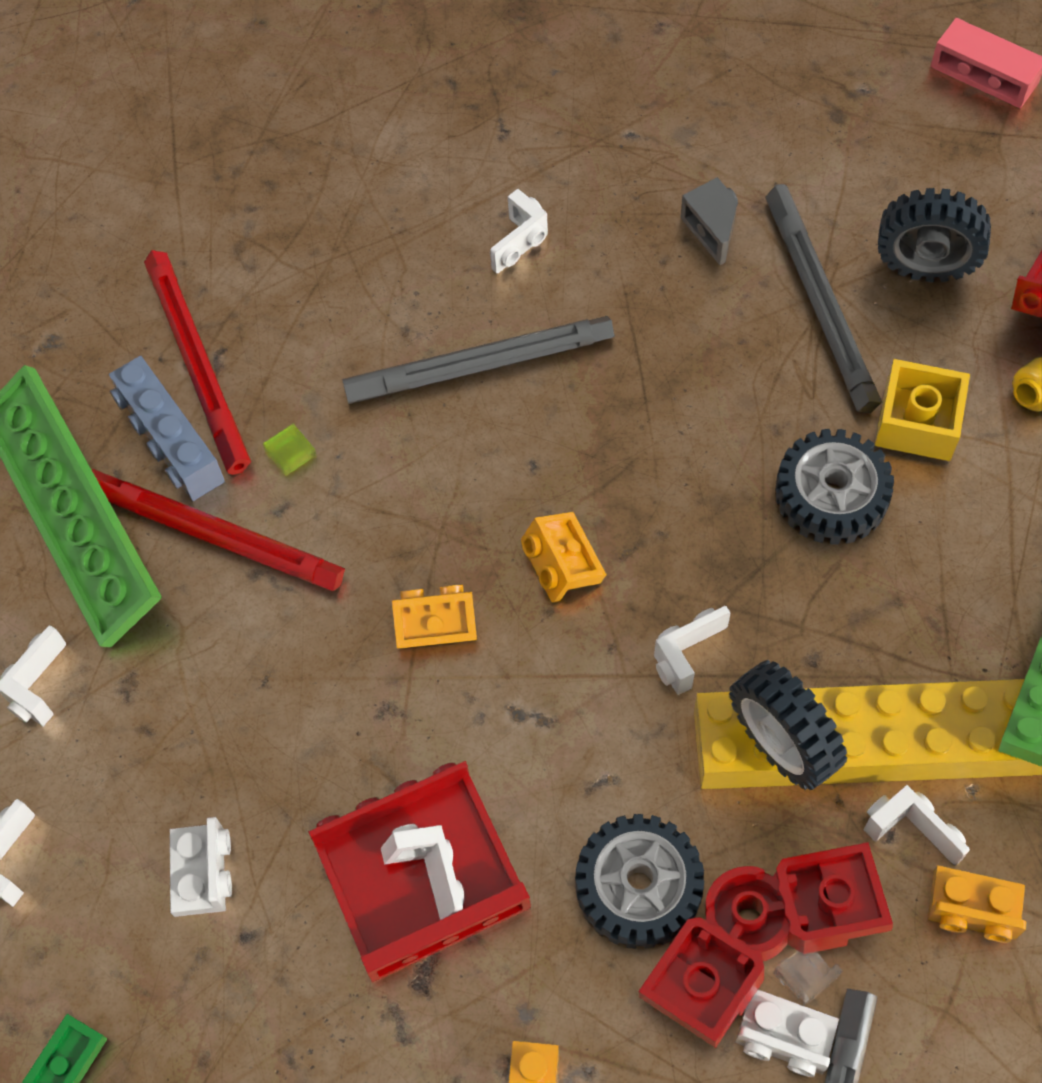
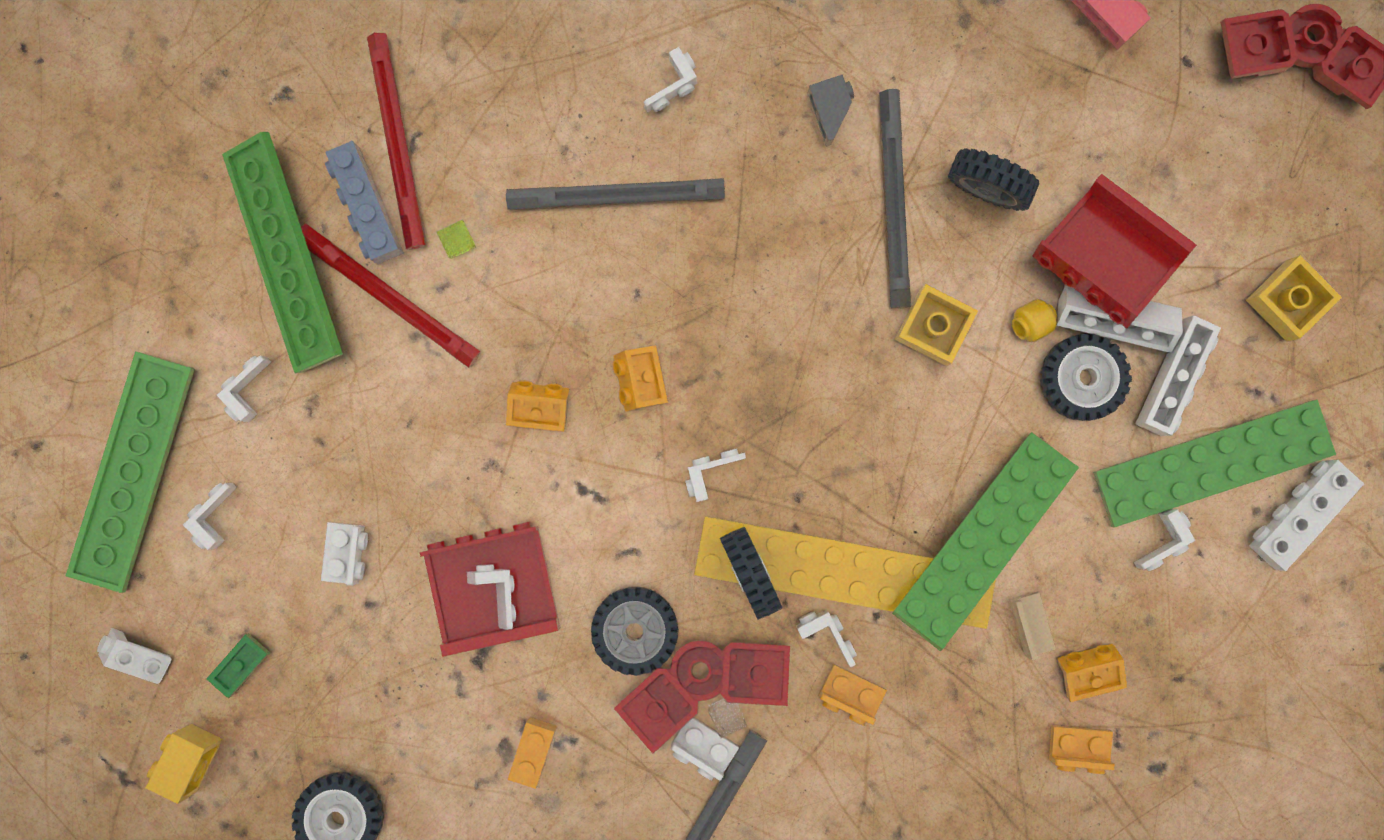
camera: 10 degrees right, 25 degrees up
(831, 512) = (875, 363): wheel -> none

